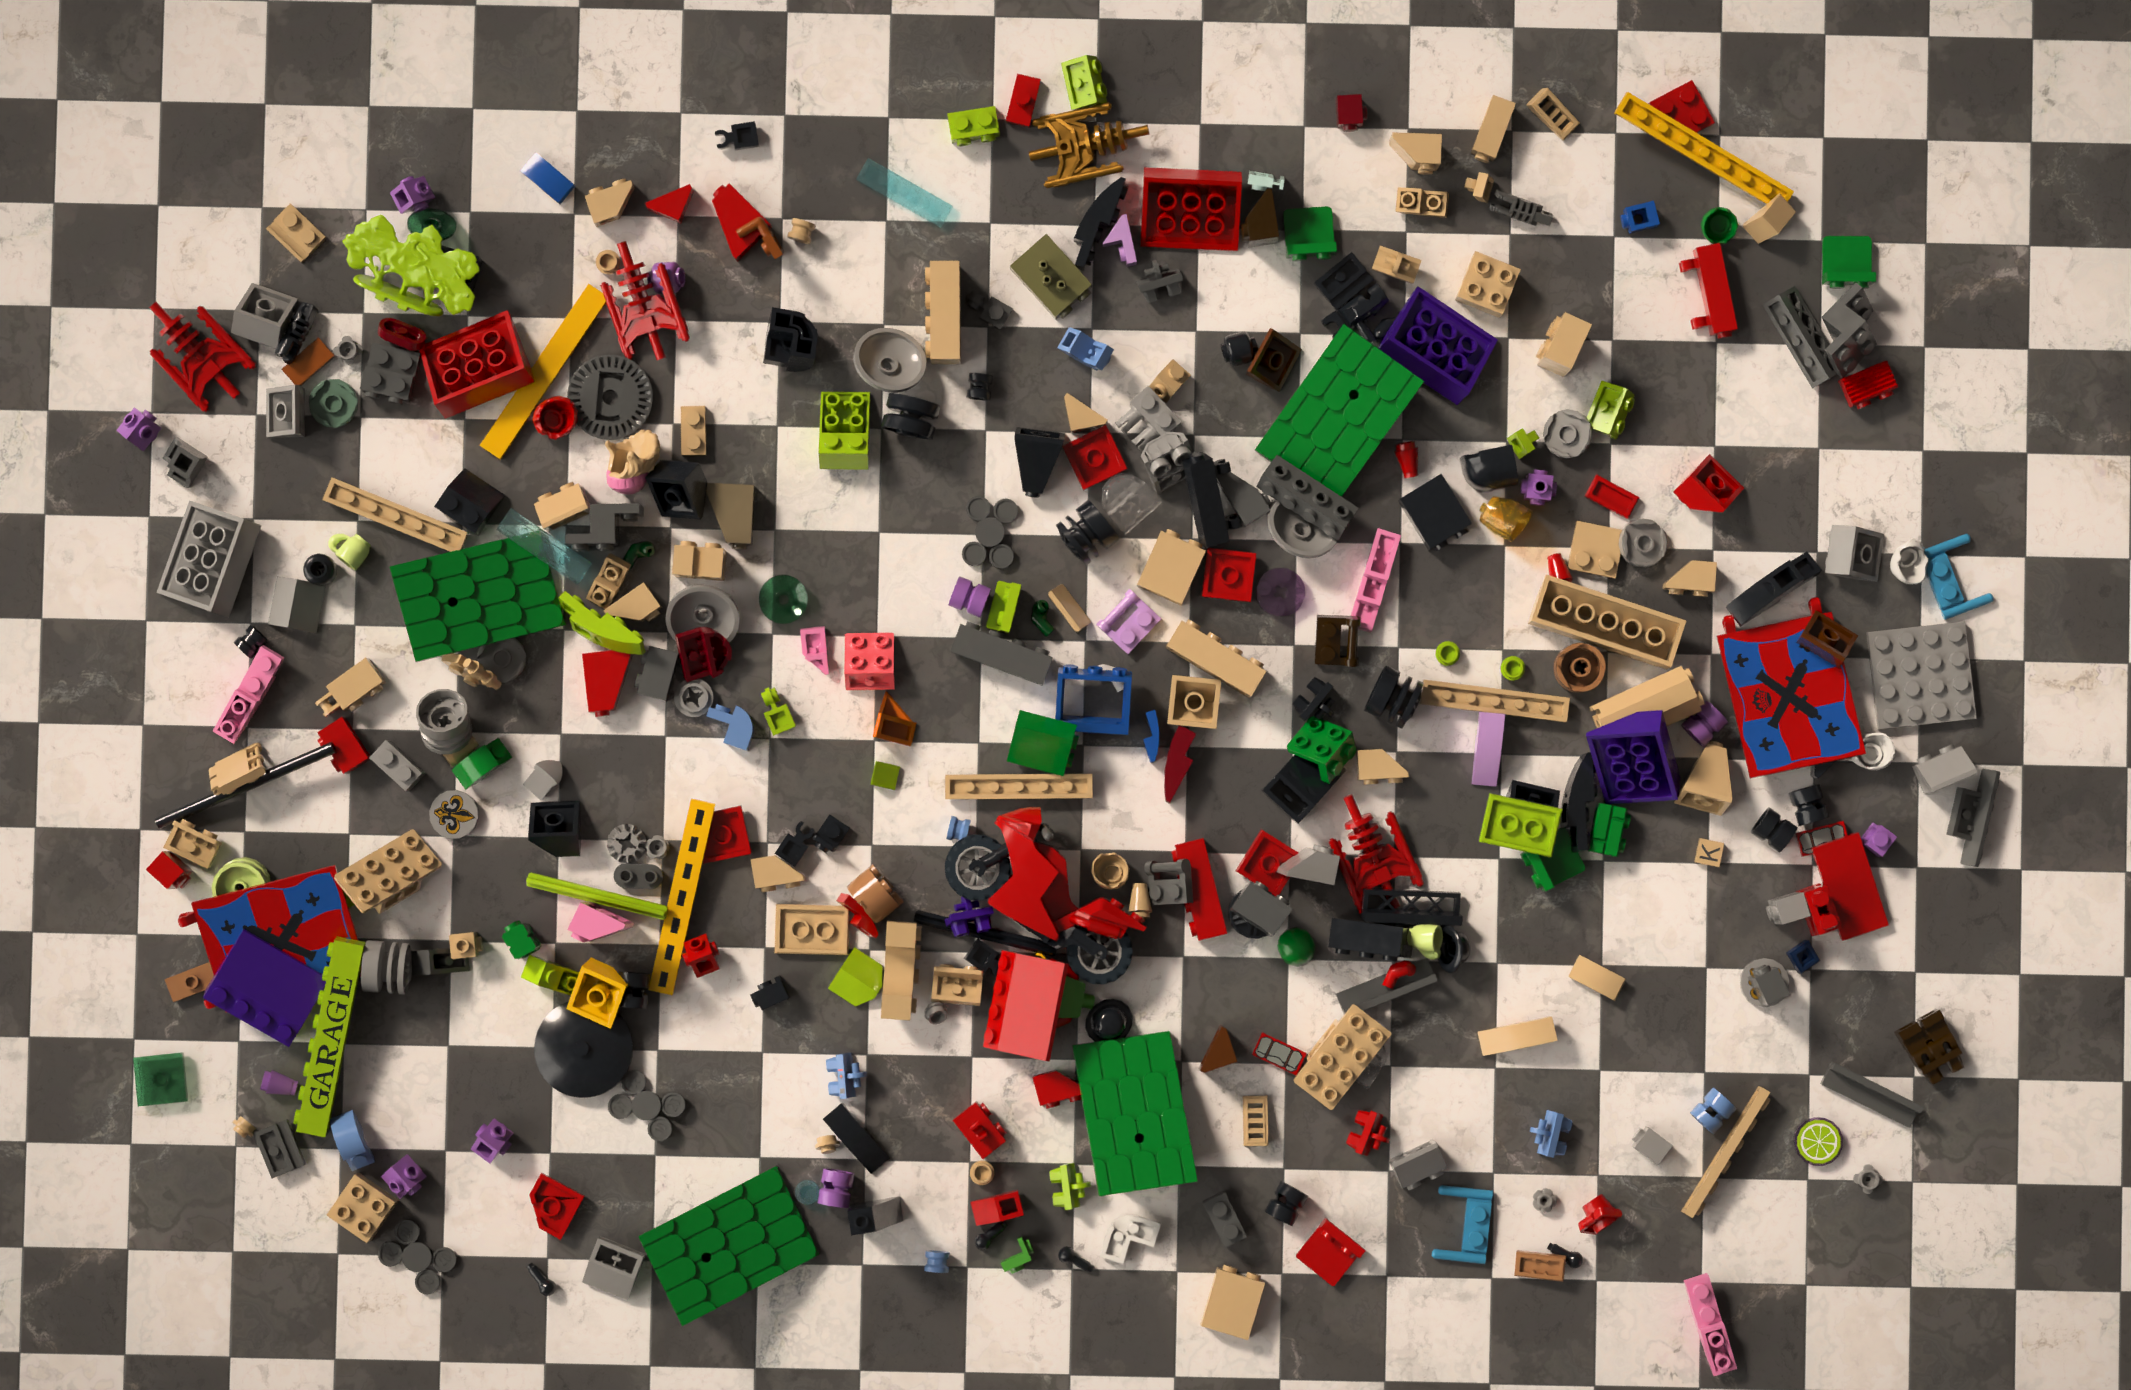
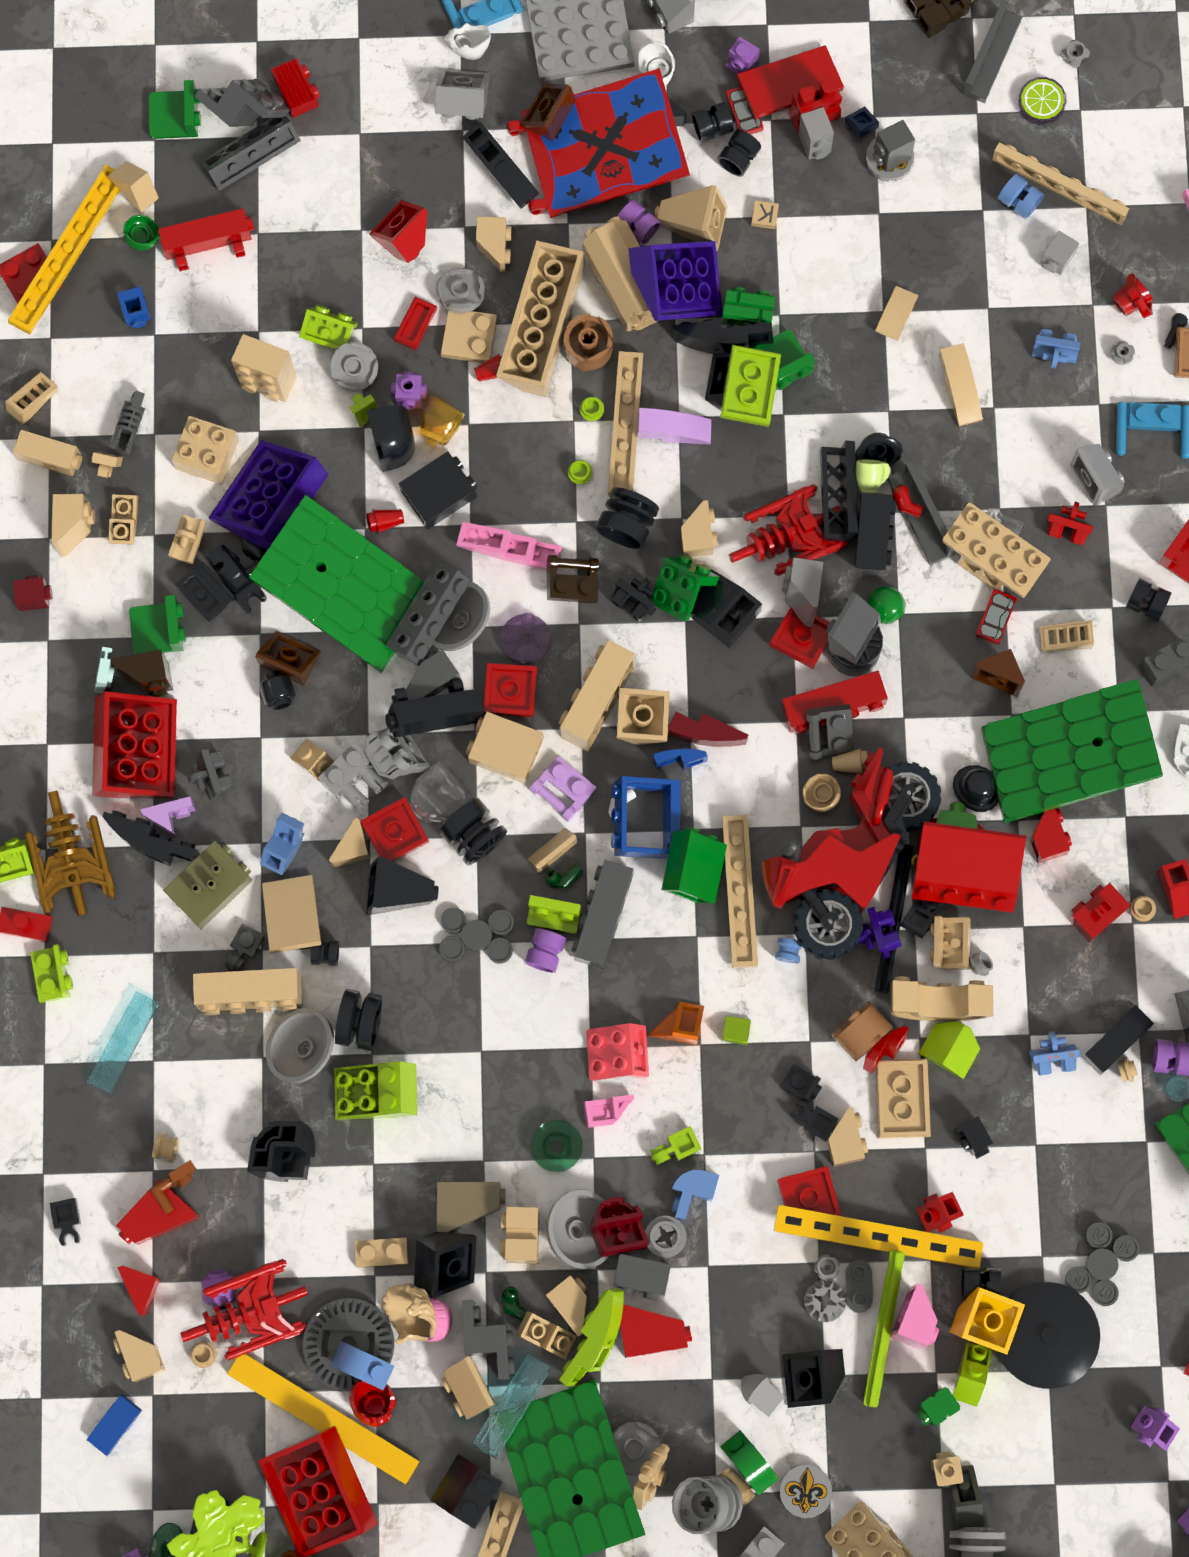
camera: 85 degrees left, 10 degrees down
(586, 407) = (362, 1365): none -> medium blue brick
(1017, 355) = (291, 914): none -> tan tile
(1072, 1186) = (1161, 818): lime hips -> none

